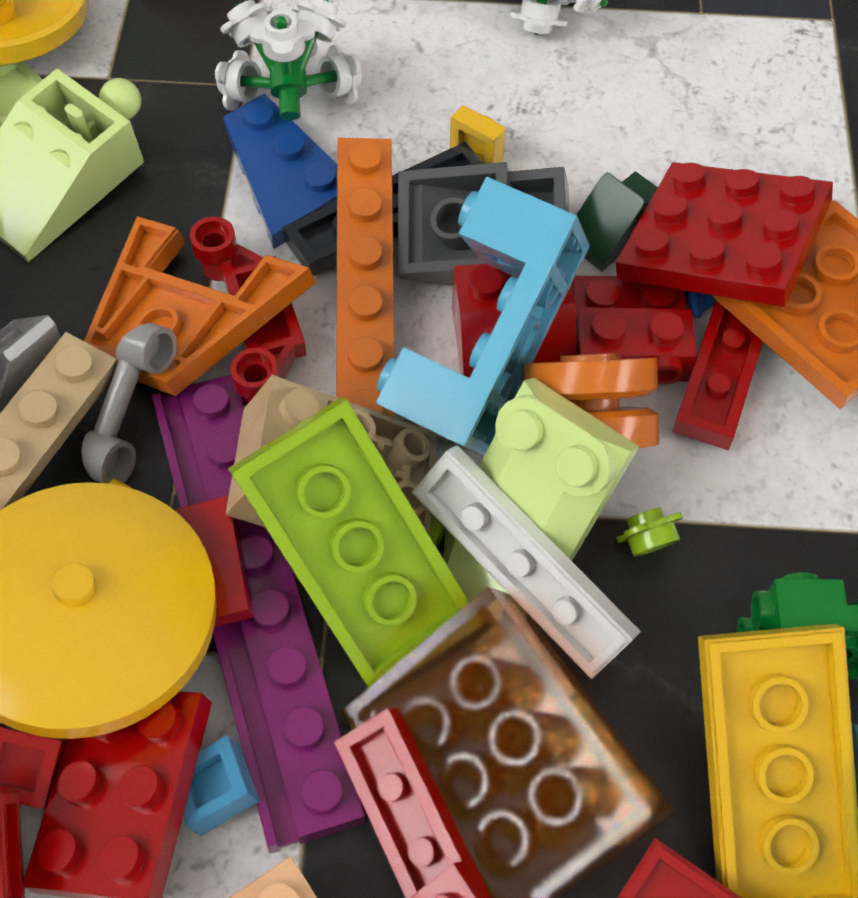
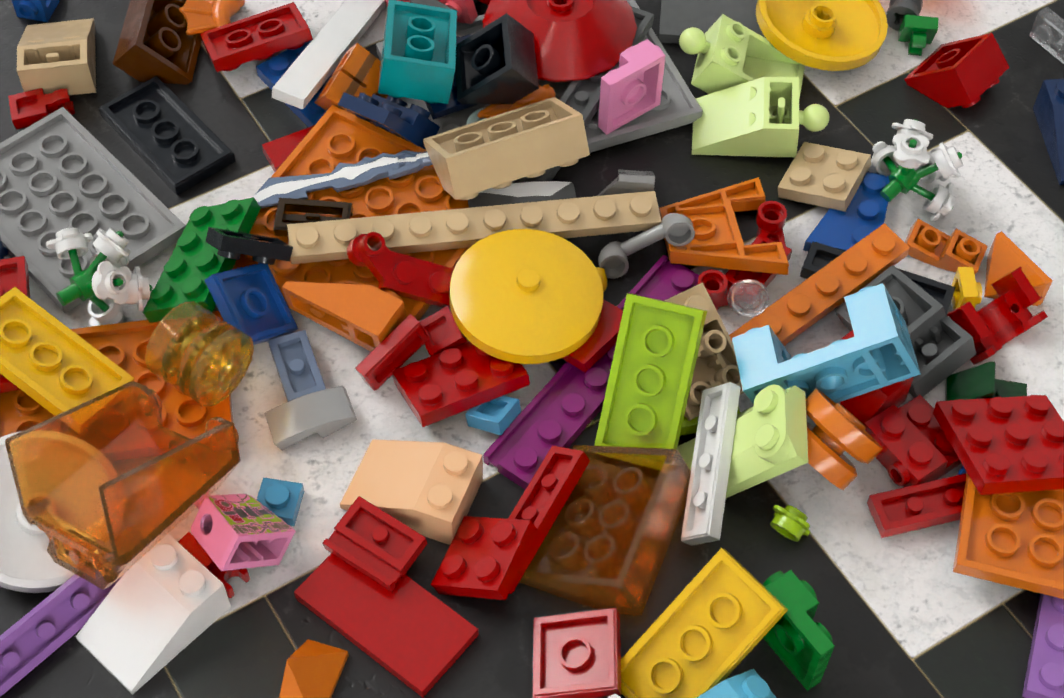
camera: 55 degrees right, 5 degrees down
(201, 153) = (824, 176): none -> tan plate
(323, 345) = (755, 298): none -> clear wheel
(407, 115) = (943, 250): none -> orange slope
(488, 80) = (1006, 257): none -> orange slope
(535, 121) = (1002, 317): none -> red piece

